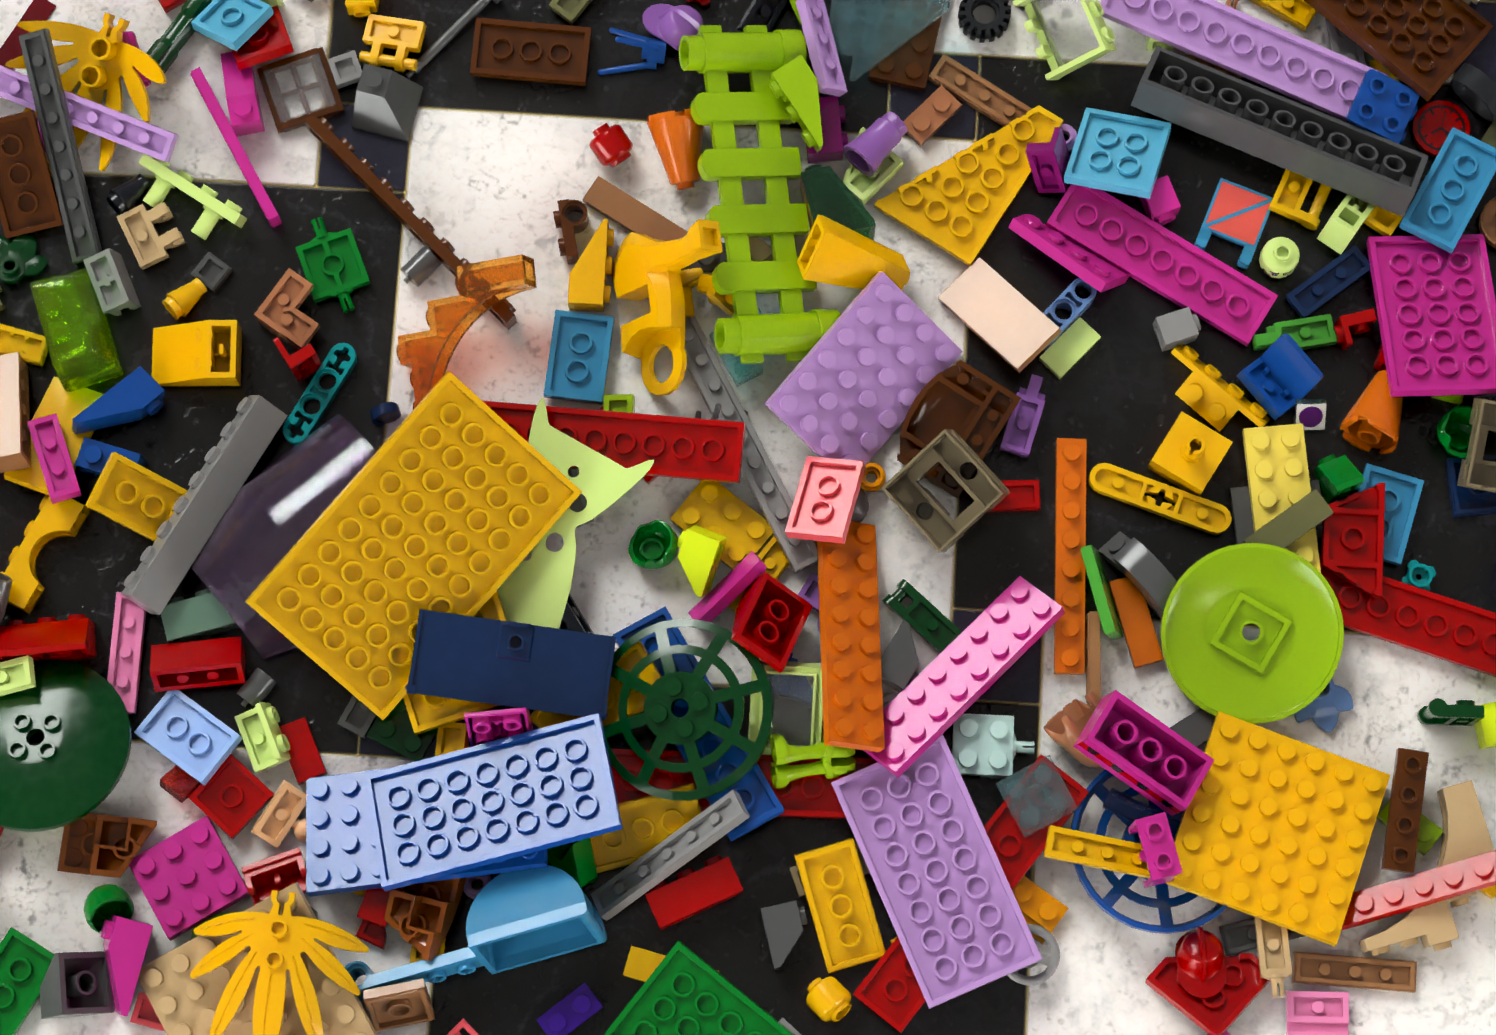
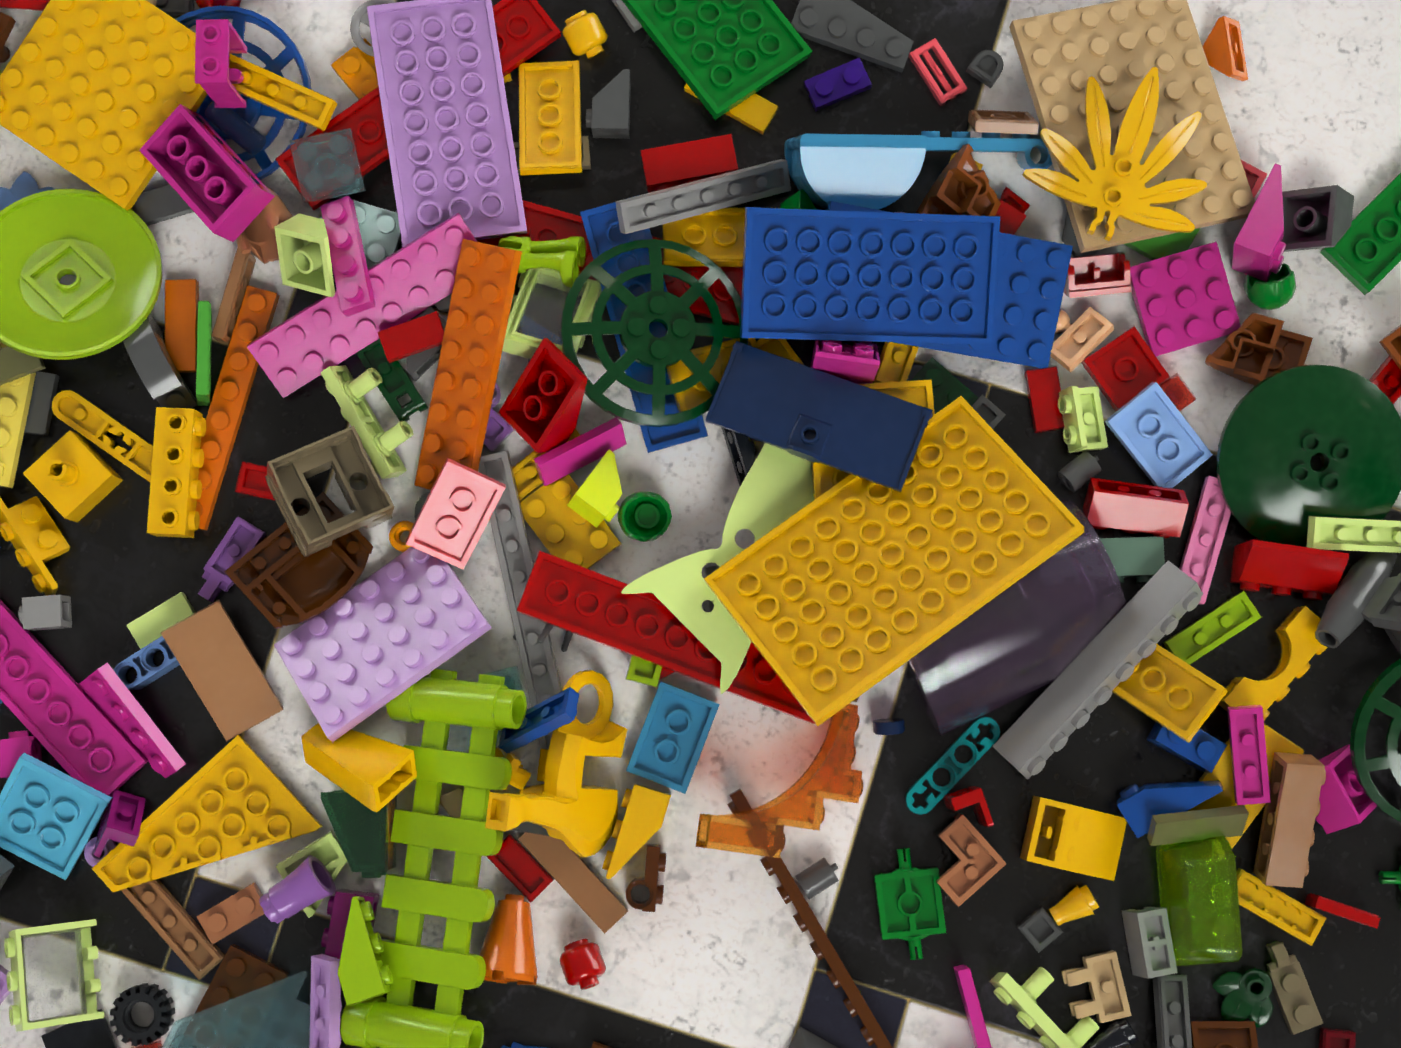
camera: 165 degrees left, 5 degrees up
(89, 387) = (1197, 825): none -> olive tile
(104, 571) = (1213, 628): none -> lime plate
(681, 209) = (521, 868): none -> red tile
(695, 333) = (541, 720): none -> blue plate
(910, 653) = (412, 337): none -> red tile
(948, 580) = (355, 410): none -> yellowish green plate
(991, 711) = (347, 256): none -> dark pink plate
(1030, 704) = (305, 254): none -> yellowish green slope
(1093, 476) = (176, 472): none -> yellow brick

